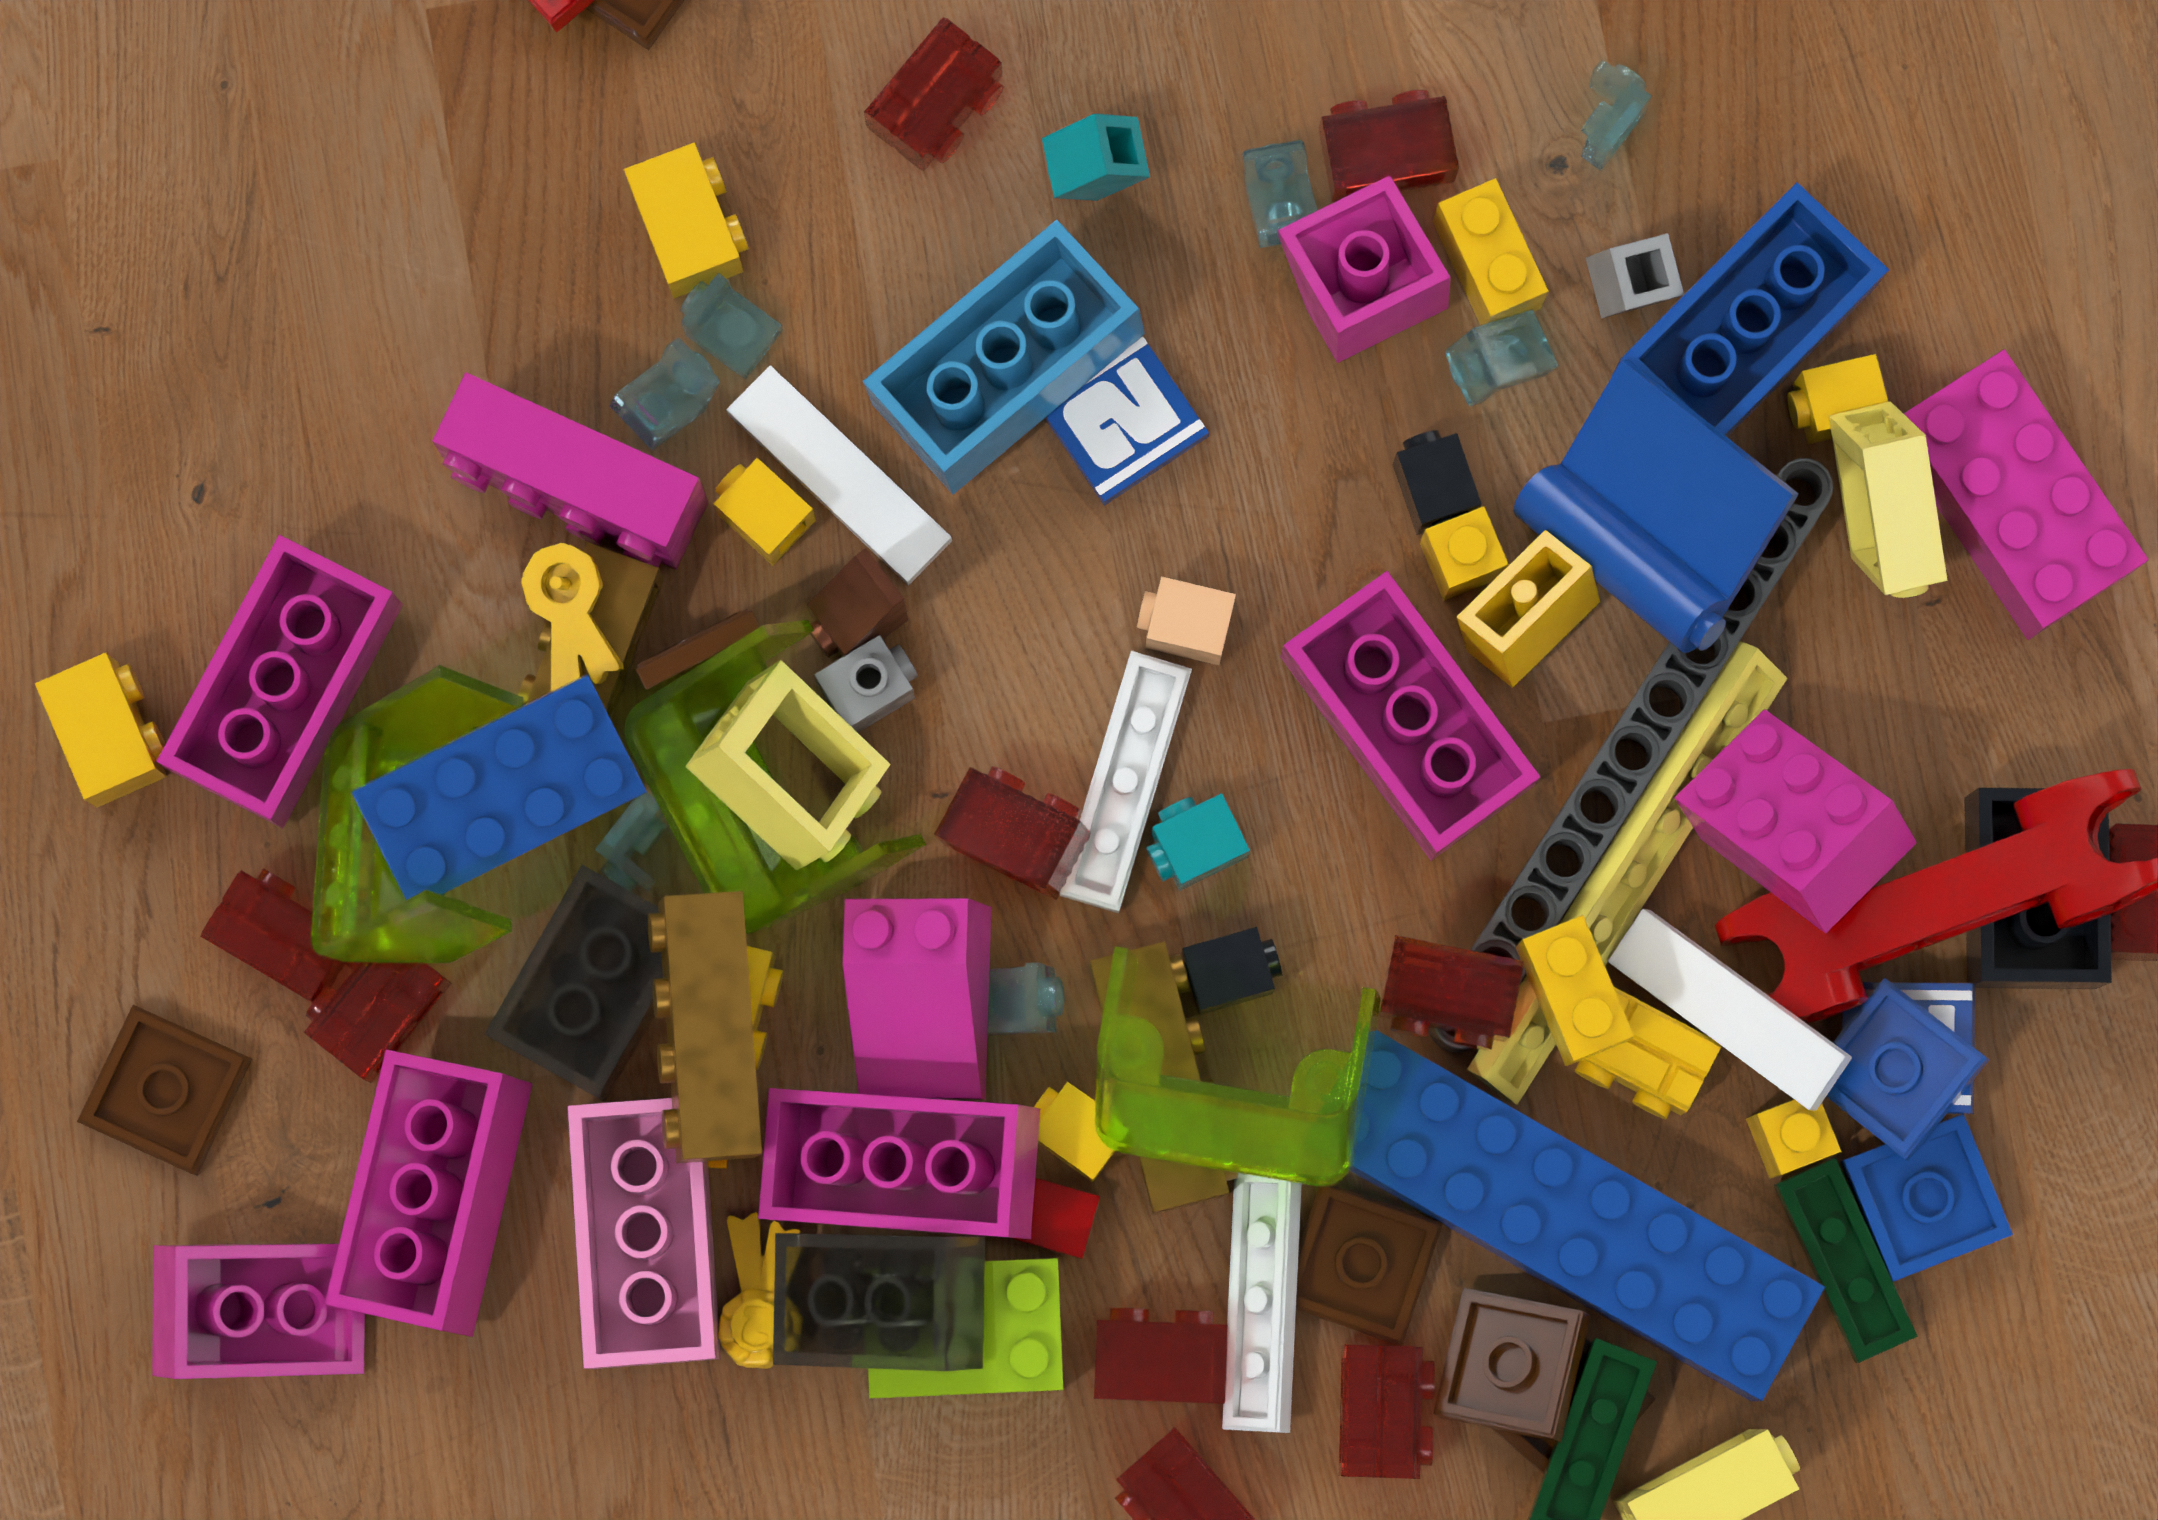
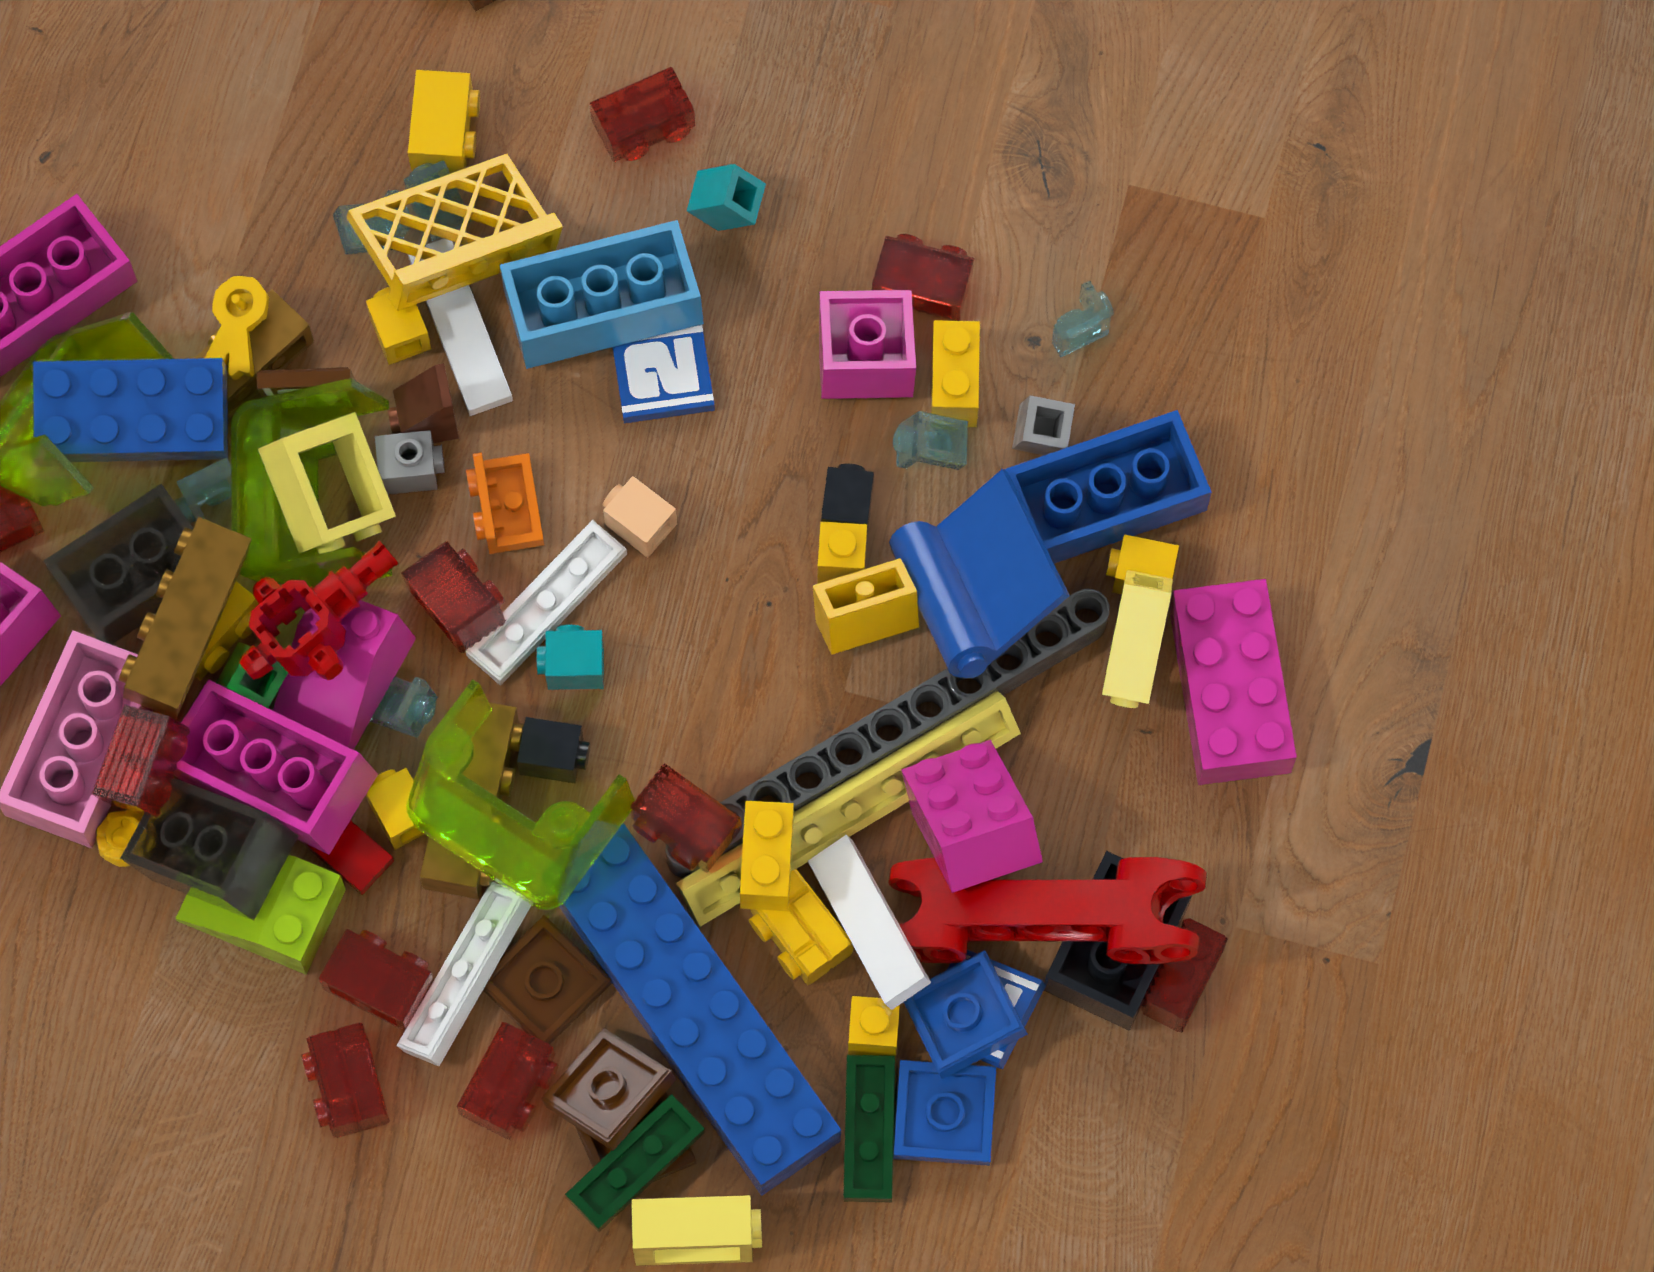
camera: 25 degrees right, 10 degrees down
(570, 472) = (283, 241): dark pink brick -> none
(744, 1236) = (141, 761): none -> clear red brick
(816, 1053) = (239, 681): none -> green brick
(828, 375) = (464, 264): none -> yellow fence
(882, 922) = (329, 599): none -> red piece
(1015, 678) = (507, 503): none -> orange bracket
(1277, 188) = (838, 267): clear light blue bracket -> none
(1409, 715) = (752, 639): dark pink brick -> none

